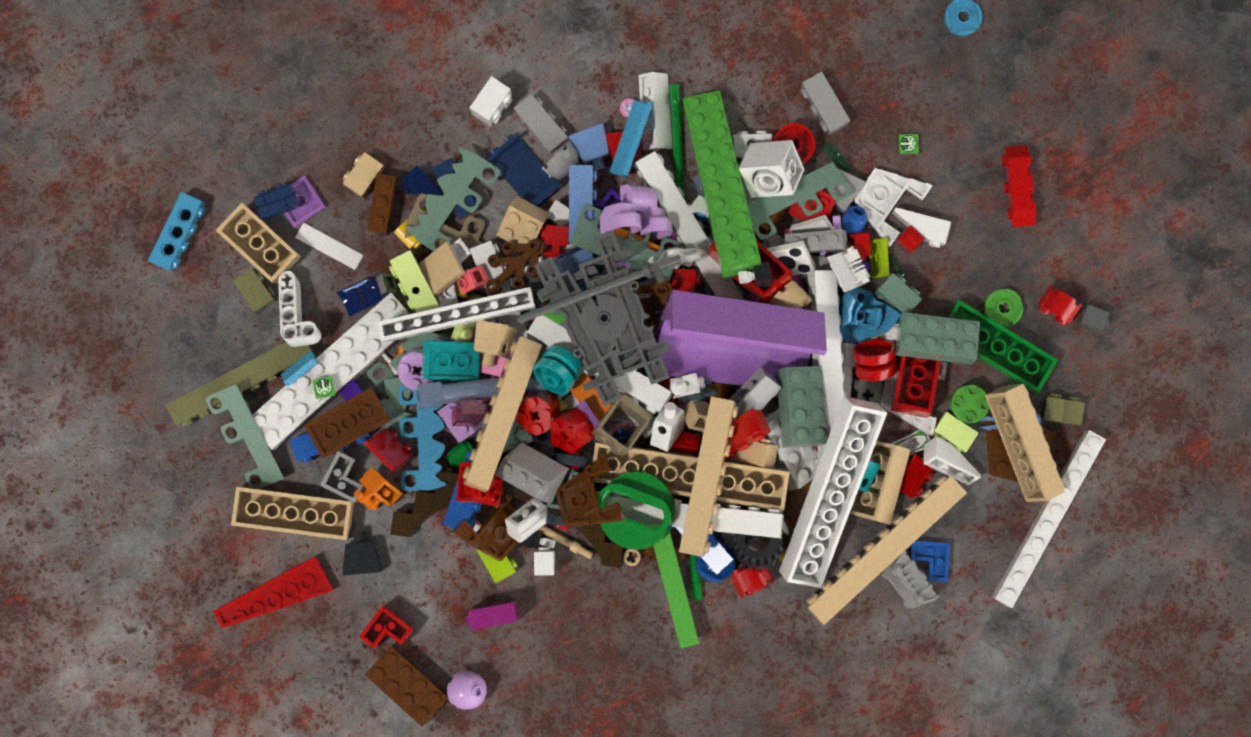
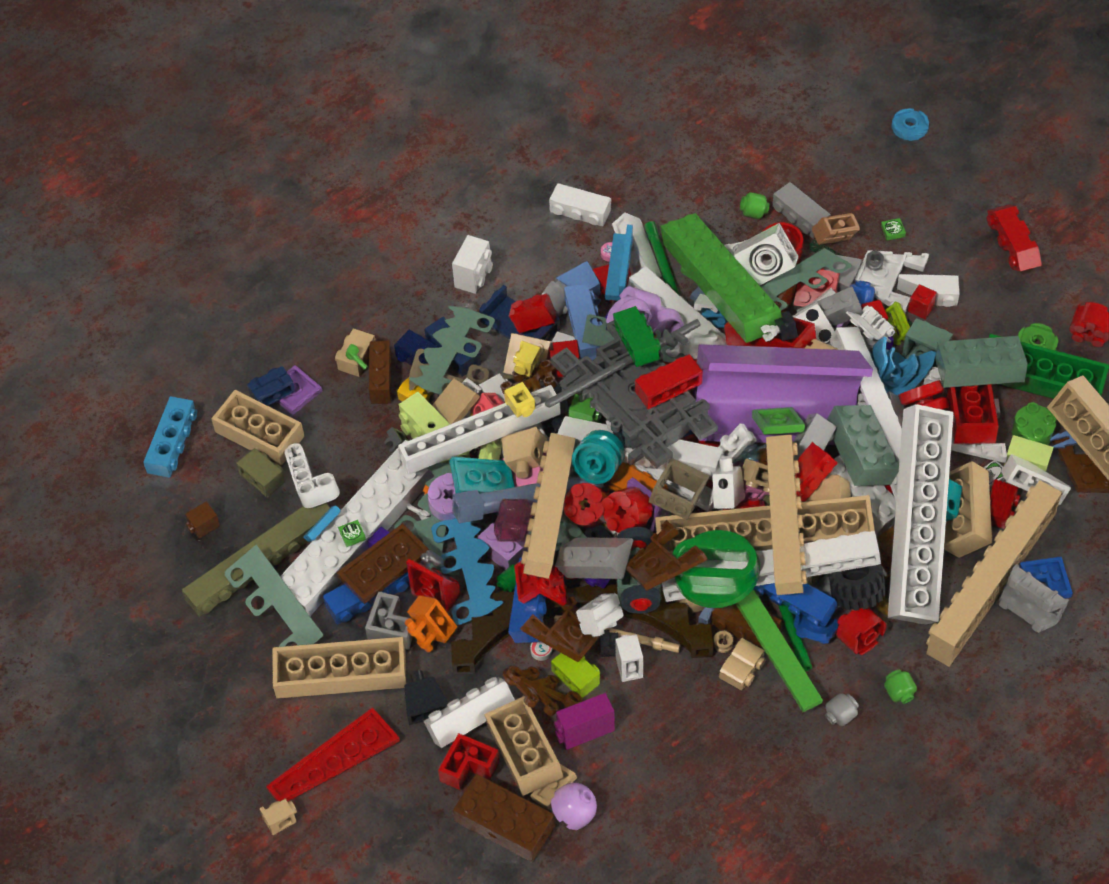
camera: 10 degrees left, 30 degrees down
(193, 330) = (202, 520): none -> reddish brown brick
(220, 639) = (279, 815): none -> tan brick
(329, 246) = (332, 423): white sticker -> none
(352, 299) = (364, 461): clear blue piece -> none
(358, 183) = (351, 354): none -> bright green hand
(392, 429) = (432, 557): none -> flat silver arm
(397, 581) = (467, 712): none -> white brick
(435, 627) = (523, 746): none -> tan brick
(454, 663) = (545, 794): none -> tan plate
(460, 577) = (542, 688): none -> reddish brown plant
(493, 298) = (520, 400): none -> light yellow brick
(516, 240) = (526, 358): none -> light yellow brick
(536, 176) = (532, 313): none -> red brick
(541, 123) = (522, 275): light grey brick -> none
(611, 47) = (580, 205): none -> white brick
(617, 268) = (636, 336): none -> green brick
(634, 322) = (668, 381): none -> red brick
(642, 585) = (742, 664): none -> tan brick
(715, 648) = (841, 709): none -> light grey head
(730, 369) = (778, 420): none -> bright green tile
(771, 638) = (900, 686): none -> bright green head
(781, 87) = (754, 205): none -> bright green head
(850, 139) = (835, 228): none -> medium nougat brick
(878, 178) = (876, 265): none -> flat silver bush

